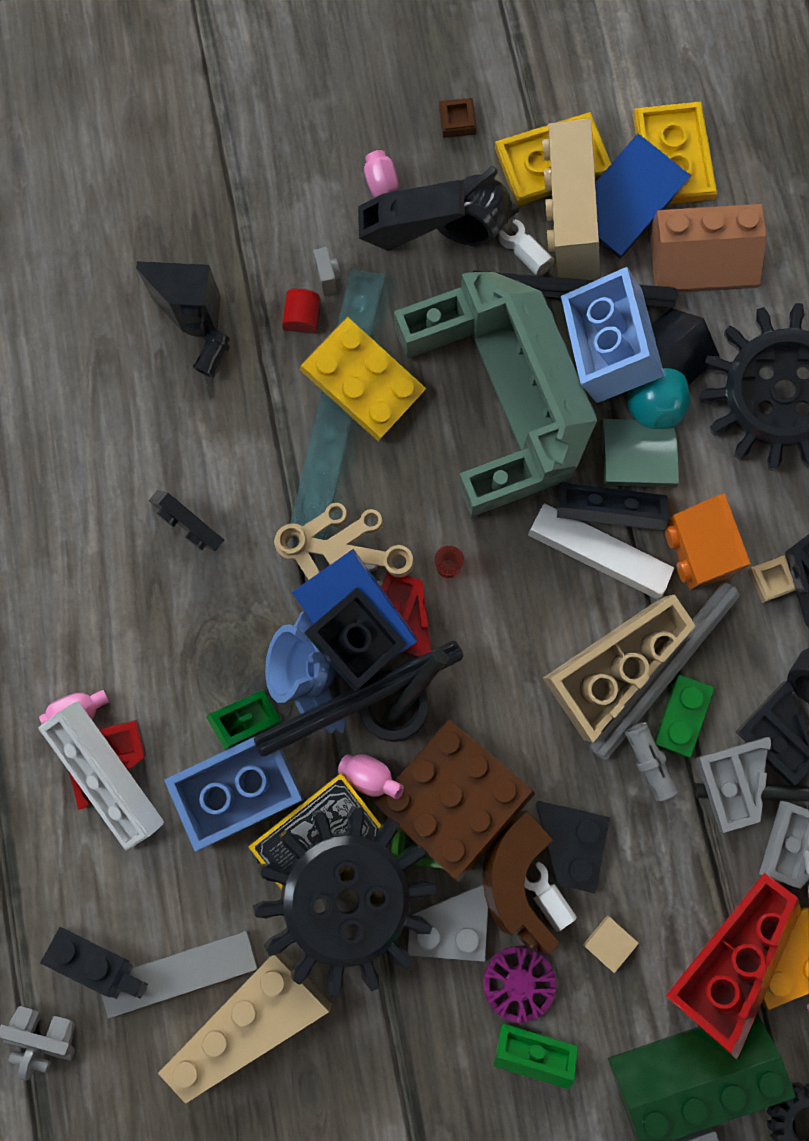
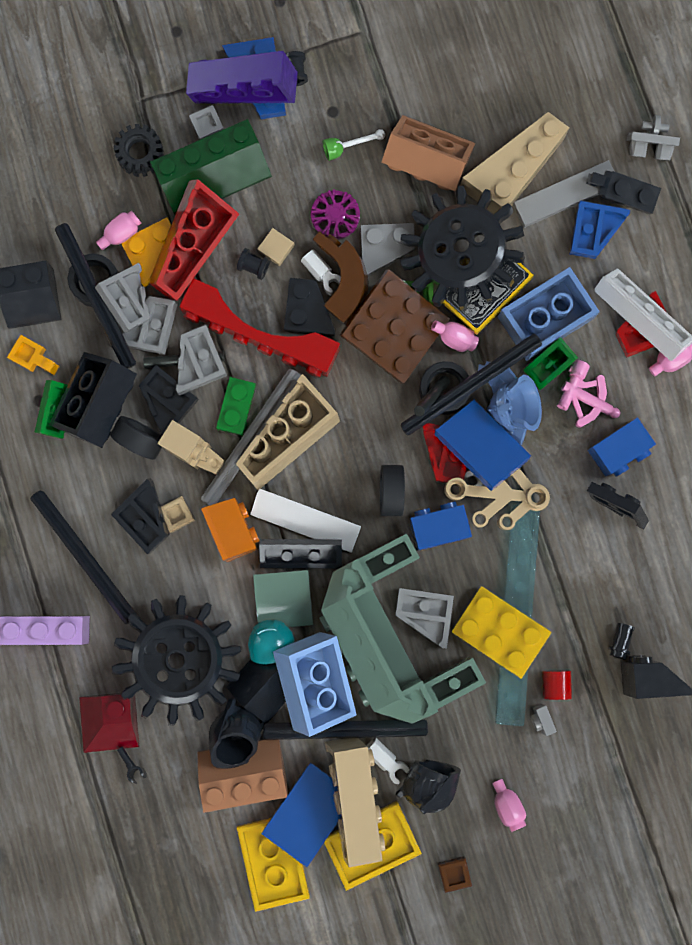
camera: 170 degrees right, 5 degrees up
(146, 915) = (595, 227): none -> blue wing
(166, 594) = (622, 447): none -> blue brick
(218, 679) = (574, 391): none -> bright pink piece
(355, 639) = (481, 423): black slope -> none
(373, 1064) = (427, 153): none -> nougat slope
(409, 213) = (484, 769): black slope -> none
(425, 518) = (440, 527): none -> blue brick
(449, 553) = (423, 490): clear red pin -> none
(455, 415) = (426, 613): none -> light grey wing
(484, 570) = (392, 490): none -> black tyre
(510, 1091) = (334, 147): none -> hinge
(536, 1056) = (320, 170): green plate -> none
(646, 920) = (253, 263): none -> black bush
(651, 761) = (258, 370): light grey pin -> none
(713, 863) = (310, 350): none -> red arch
(717, 288) = (234, 736): none -> black helmet
(758, 662) = (190, 448): none -> tan hinge

